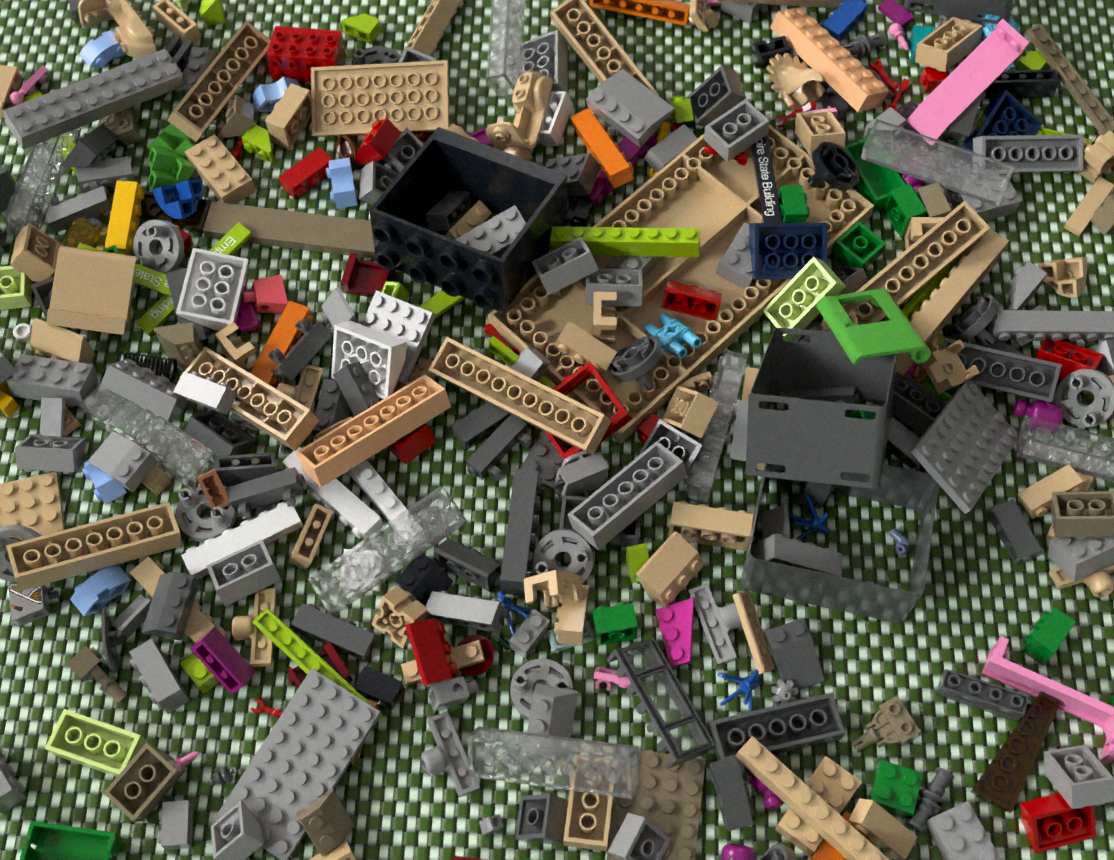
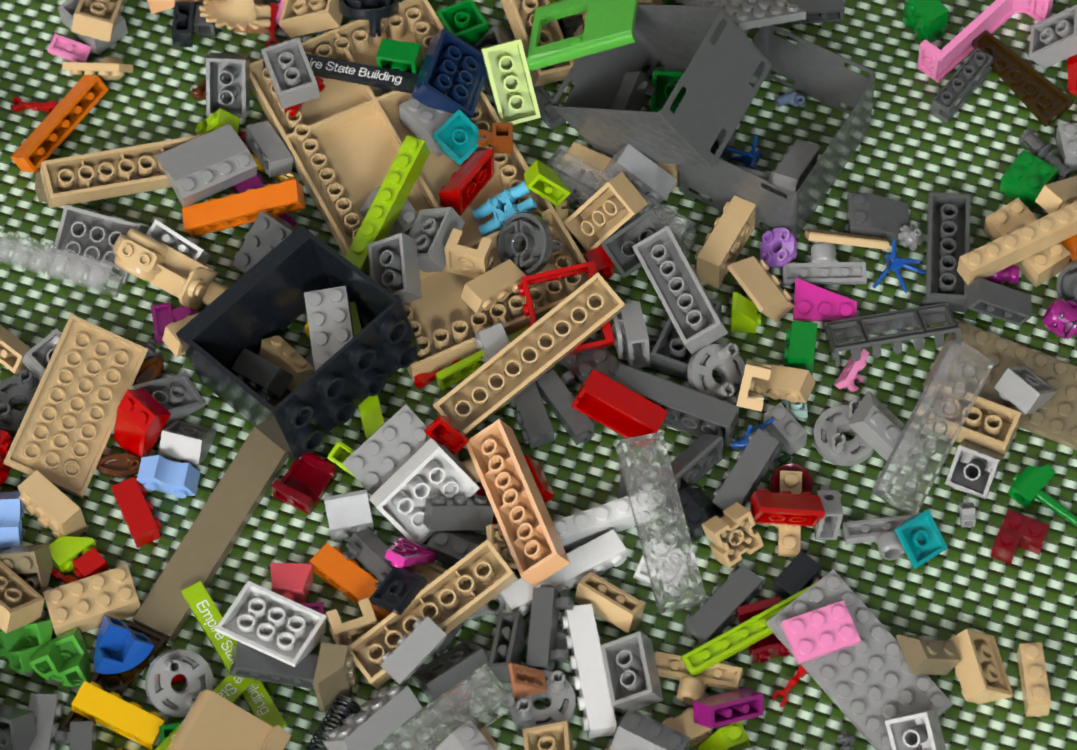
camera: 70 degrees left, 5 degrees down
(251, 160) = (89, 564): none -> red brick
(260, 364) = (398, 590): none -> black tile
(305, 365) = (408, 553): none -> dark pink wing
(310, 717) = (820, 632): none -> bright pink plate
(421, 352) = (447, 434): none -> red slope
(444, 785) = (920, 538): none -> teal slope
(495, 484) = (618, 406): none -> red piece
(706, 356) = (546, 183): none -> lime slope
(722, 575) = (778, 247): none -> medium lavender plate
(729, 276) = (457, 137): none -> teal slope
(737, 305) = (500, 138): none -> dark orange brick
(891, 724) = (969, 162): dark tan brick -> none

